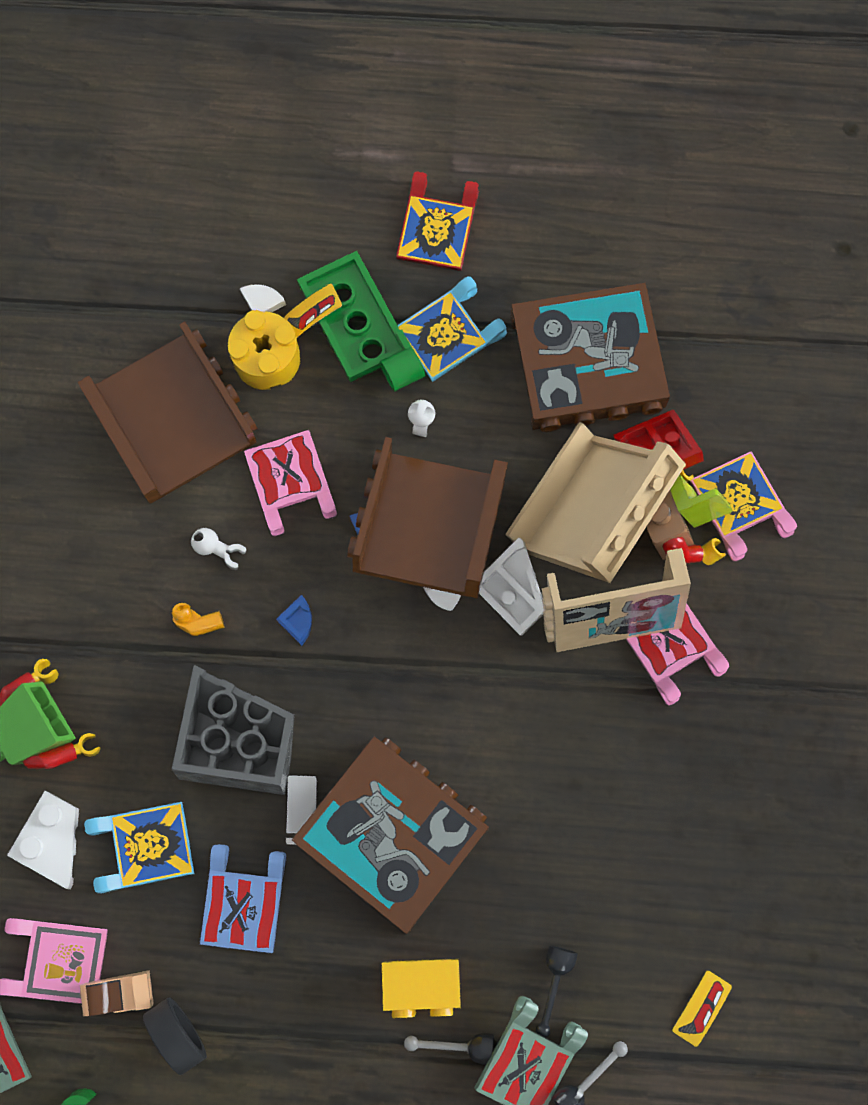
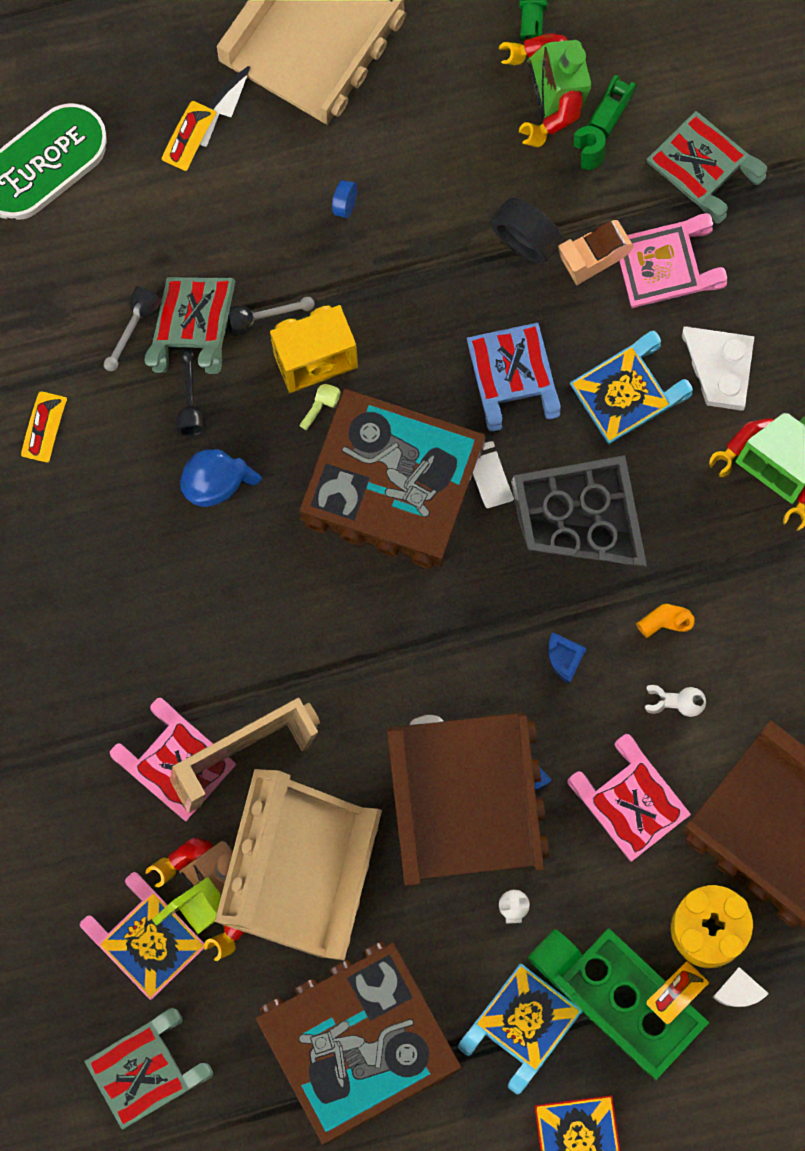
camera: 160 degrees right, 0 degrees up
(424, 940) = (325, 395): none -> yellowish green hand
(513, 588) = (354, 759): white wing -> none
(556, 893) = (214, 477): none -> blue hat
(666, 429) = (248, 968): red wing -> none
(776, 397) = (141, 1073): none -> flag

